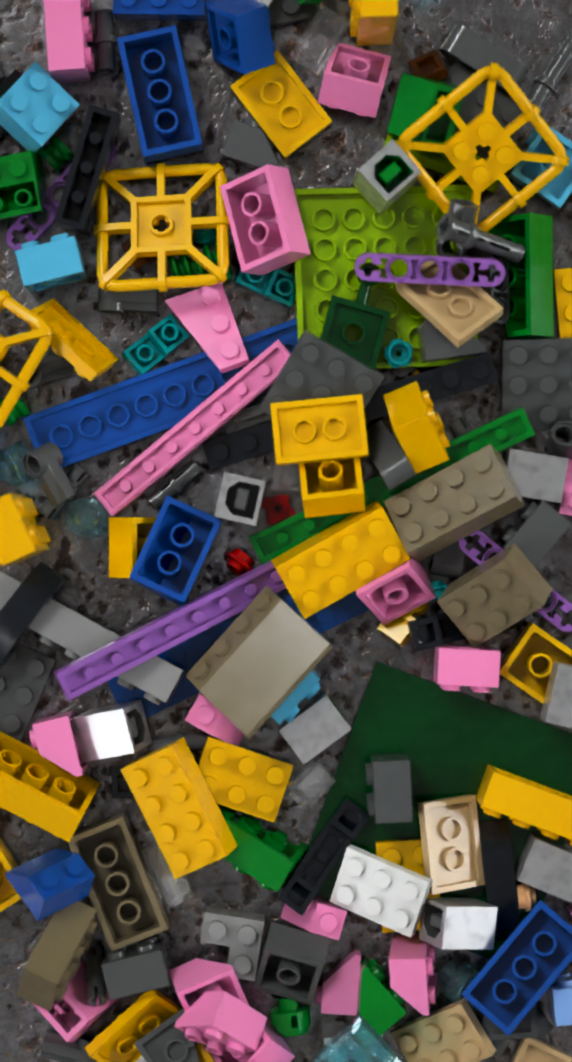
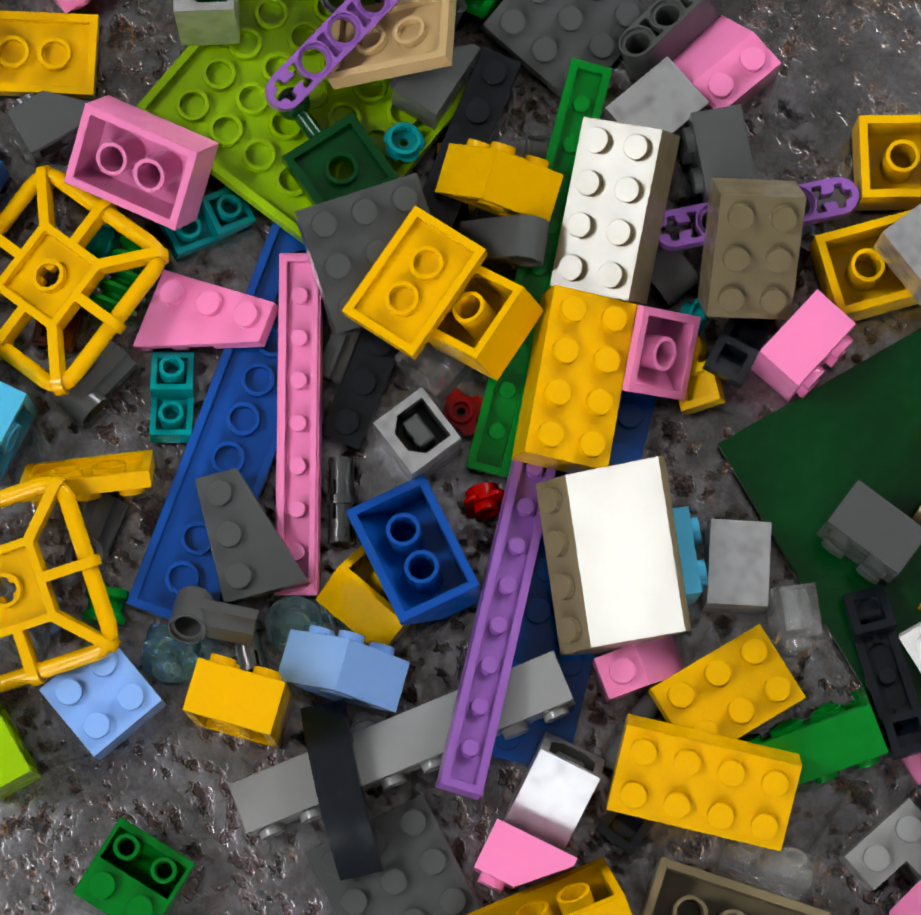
camera: 55 degrees left, 10 degrees down
(81, 566) = (344, 668): none -> light blue brick
(106, 453) = (243, 541): none -> dark grey wing

